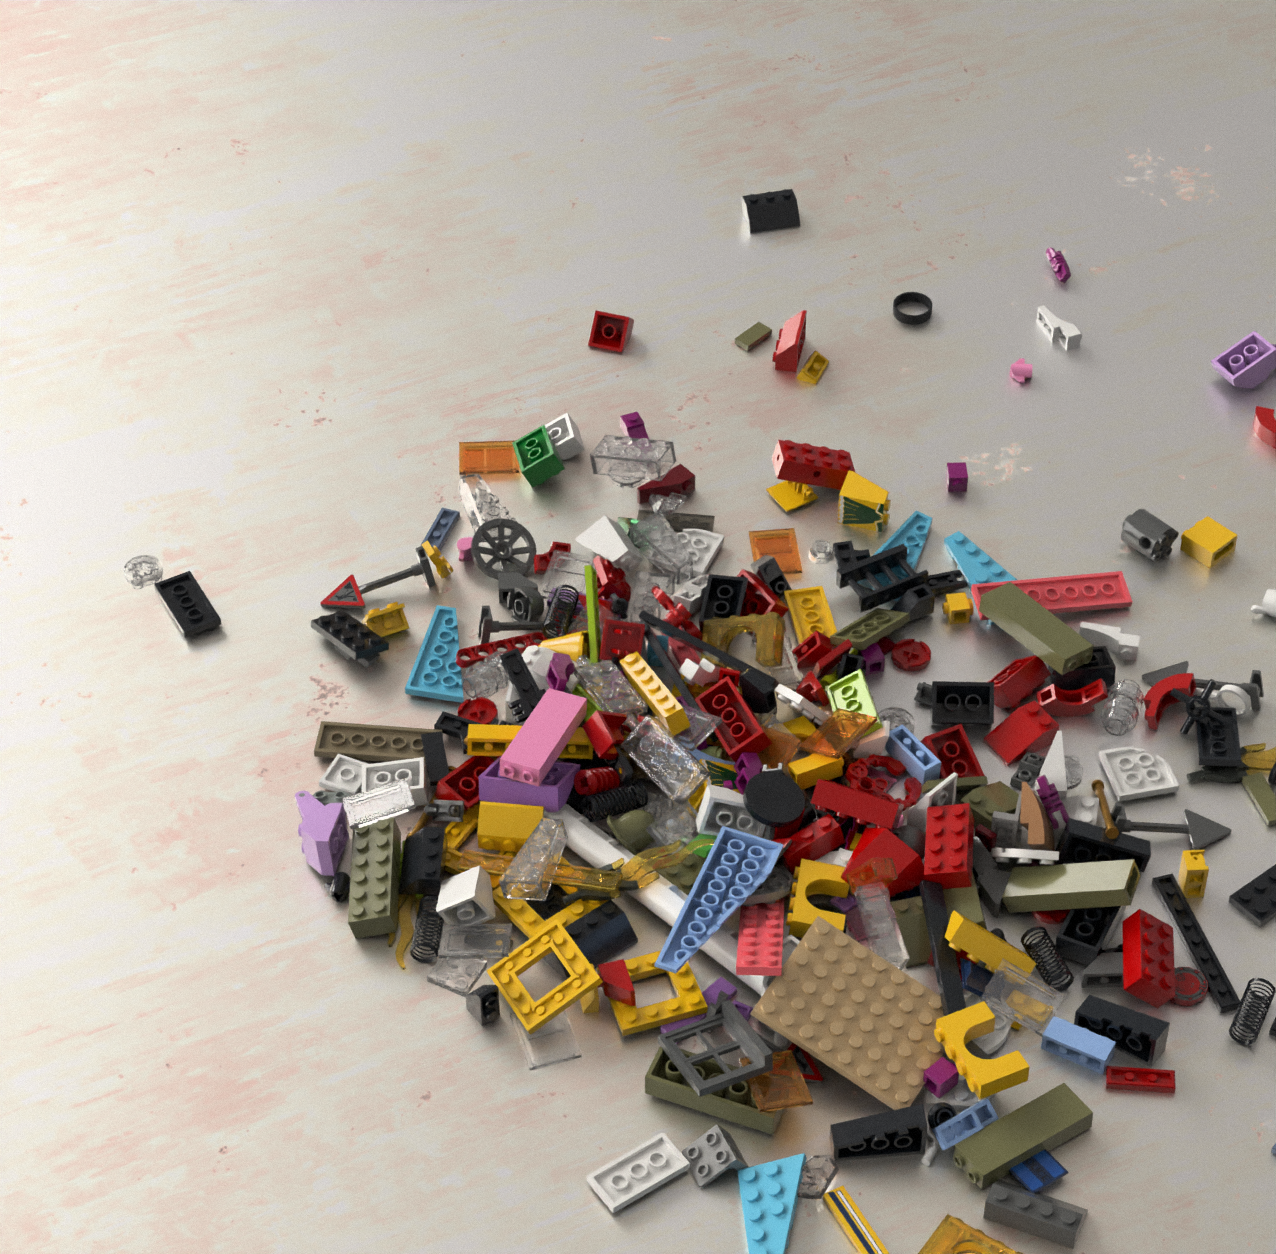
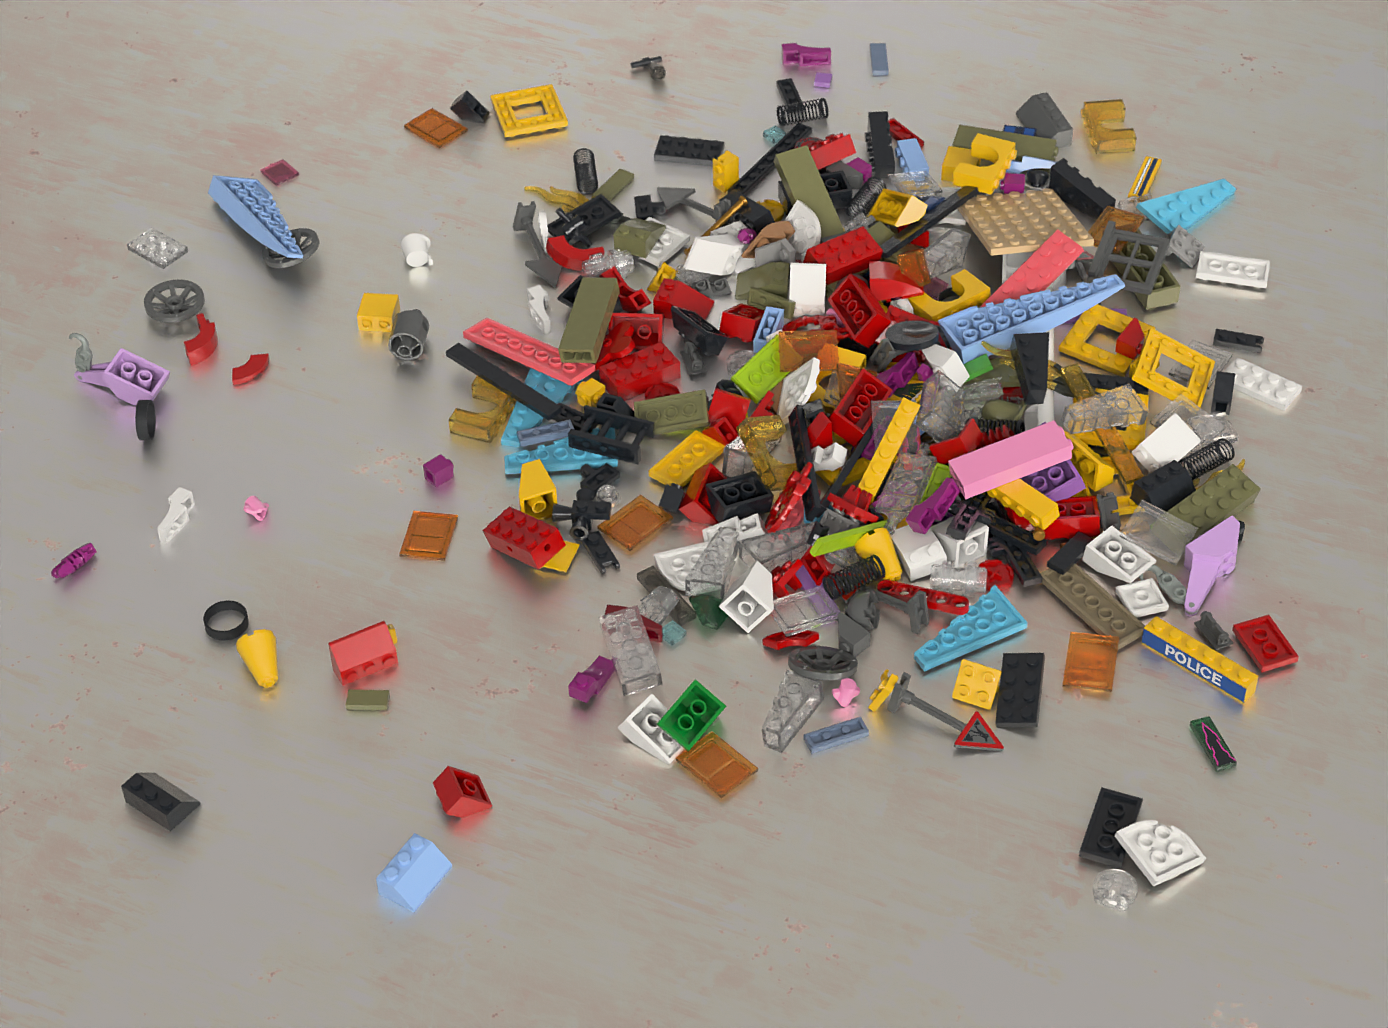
camera: 130 degrees left, 0 degrees up
(136, 606) = (1159, 850): none -> white plate
(178, 712) = (1213, 743): none -> tile
(216, 811) = (1265, 643): none -> red plate
(249, 756) = (1199, 659): none -> yellow brick
(265, 793) = (1212, 631): none -> dark grey hinge
(327, 697) = (1091, 661): none -> clear orange piece
(473, 1060) = (1263, 384): none -> white plate
(544, 1093) = (1238, 340): none -> black hinge
(572, 281) = (413, 873): none -> light blue slope
(635, 505) = (673, 632): none -> clear light blue tile
(642, 845) = (1031, 364): none -> black wedge
(766, 518) = (600, 551): none -> black hinge
(812, 520) = (582, 513): none -> black brick
(847, 298) = (260, 656): none -> yellow cone
(892, 445) = (428, 535): none -> clear orange piece
(933, 551) = (544, 433): none -> sand blue tile
(951, 647) = (640, 370): none -> red brick
(998, 642) = (616, 344): none -> red plant
(1007, 918) = (858, 221): none -> clear slope
(1011, 558) = (482, 425): none -> clear yellow arch
(1019, 551) = (504, 381): none -> black tile
(1041, 1079) = (953, 157): none -> yellow piece
(1076, 746) = (663, 271): none -> yellow slope
(1102, 986) = (862, 167): none -> magenta brick
(1147, 750) = (638, 236): none -> olive slope
(1193, 338) = (145, 420): none -> black tyre
(1199, 796) = (646, 208): none -> black hinge
(1209, 445) = (246, 372): none -> red tile
(1240, 973) = (774, 134): none -> clear light blue tile

